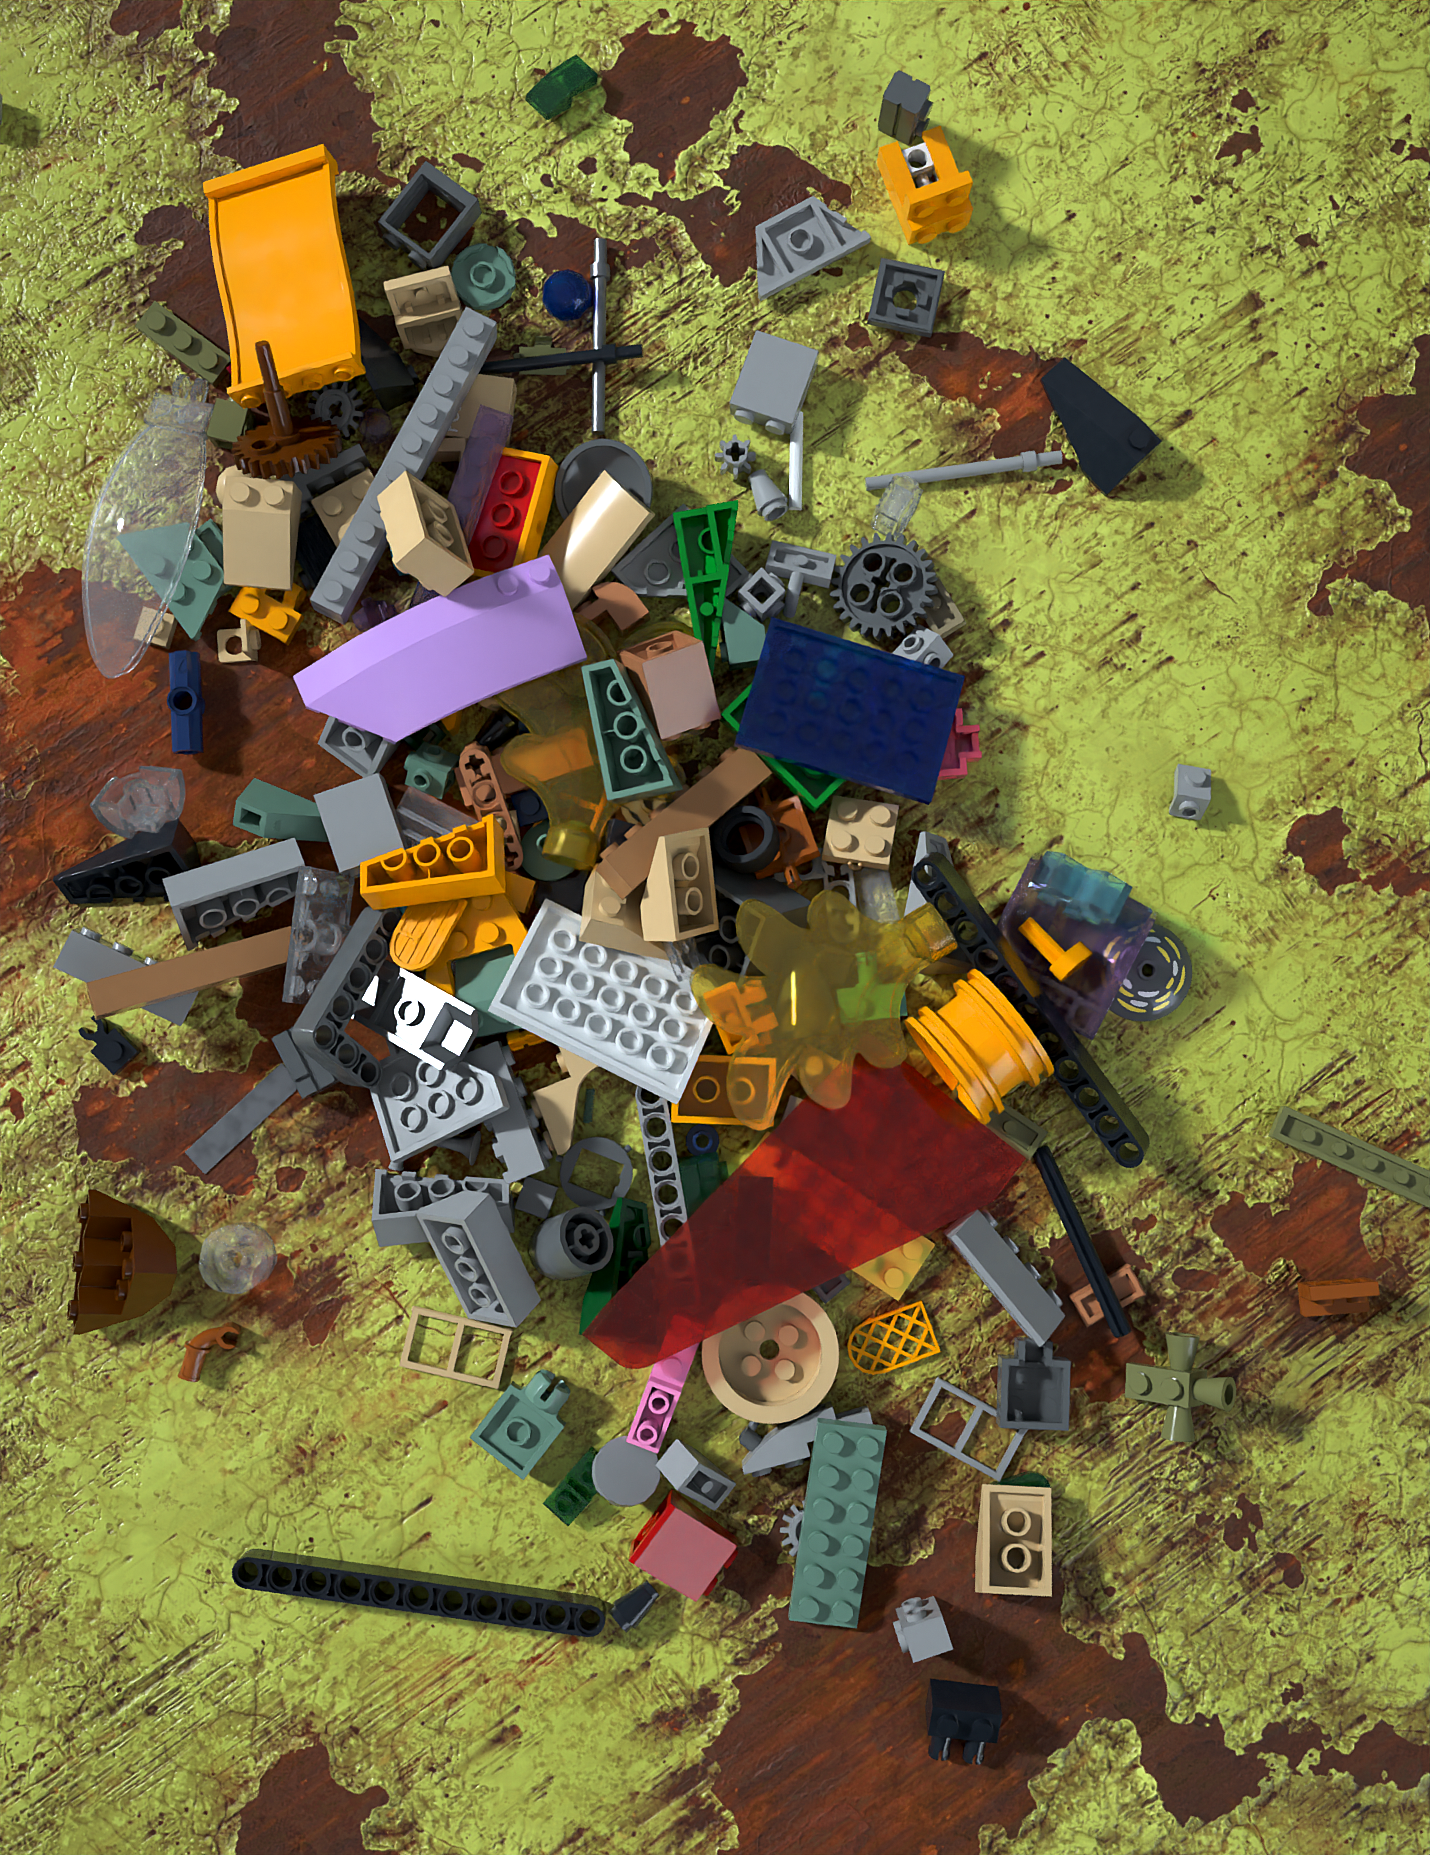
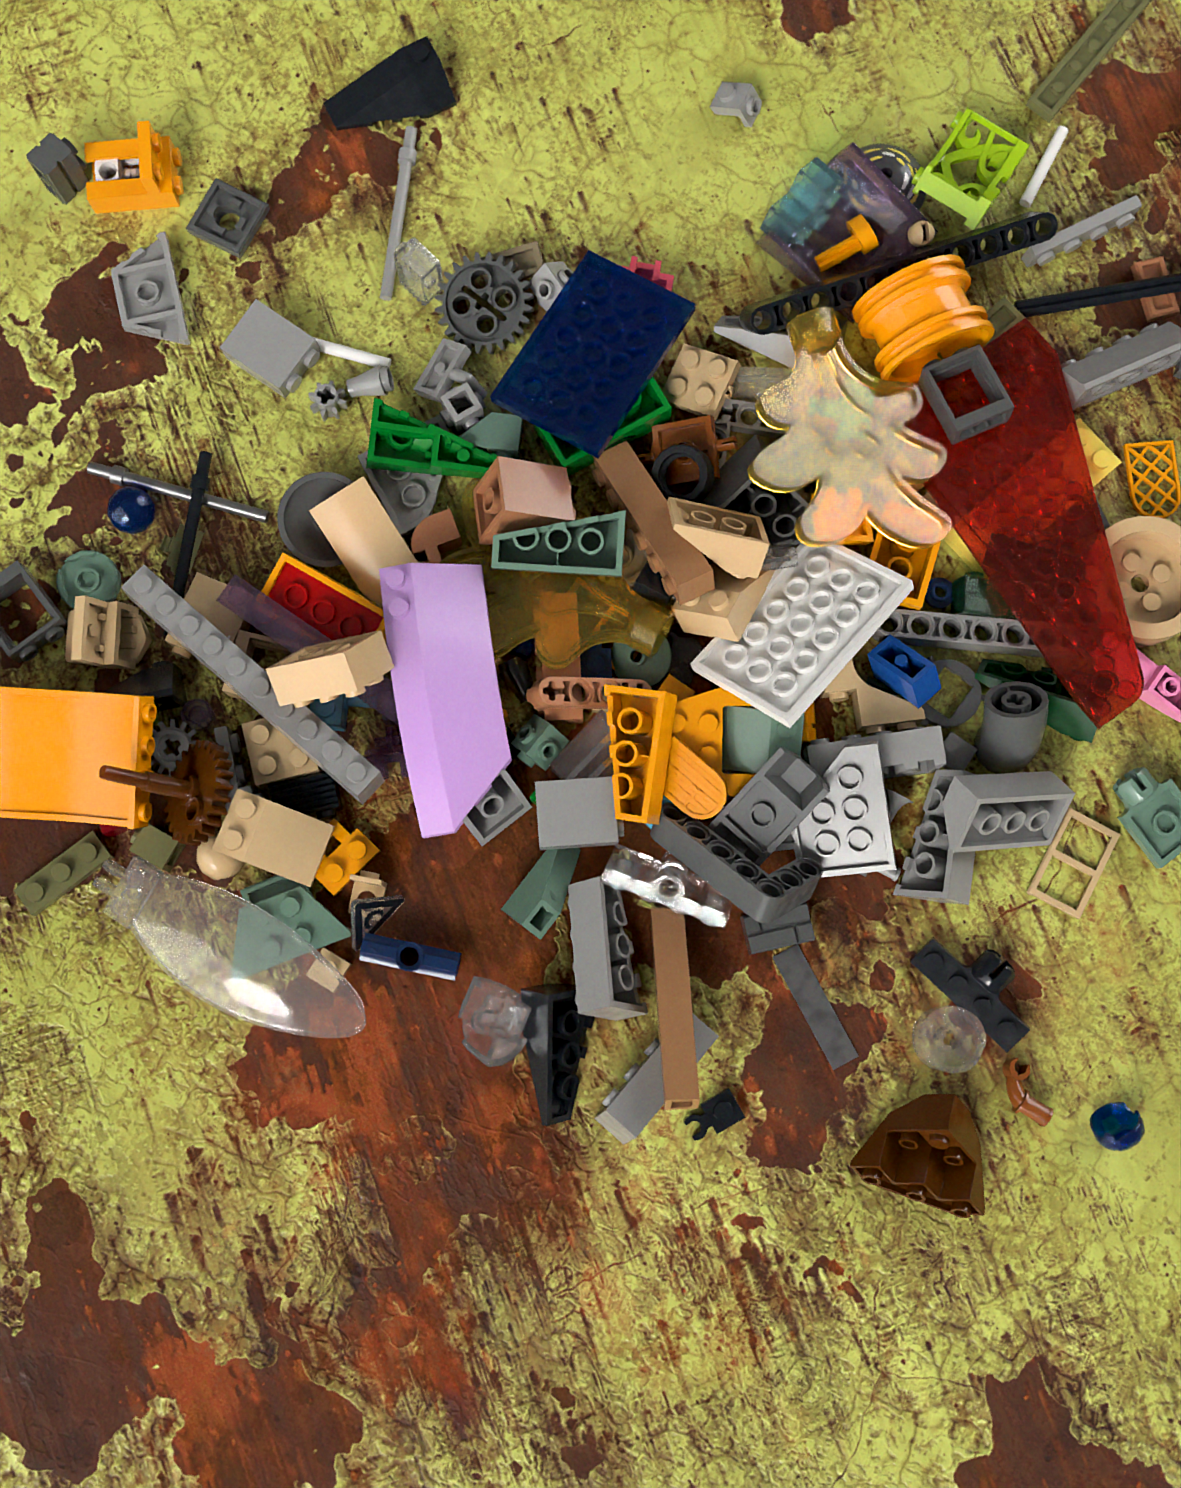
camera: 75 degrees left, 5 degrees down
(194, 1449) = (1117, 1126): none -> clear blue hair
(217, 653) = (370, 915): none -> piece
(297, 1274) = (975, 989): none -> black plate
(600, 1121) = (904, 671): none -> blue brick
(888, 1135) = (979, 420): none -> dark grey window
(1077, 1016) = (915, 233): none -> tan hinge
(1134, 1067) = (943, 186): none -> lime fence
(1154, 1210) = (1073, 236): none -> light grey plate
(1214, 1141) = (1043, 166): none -> white bar

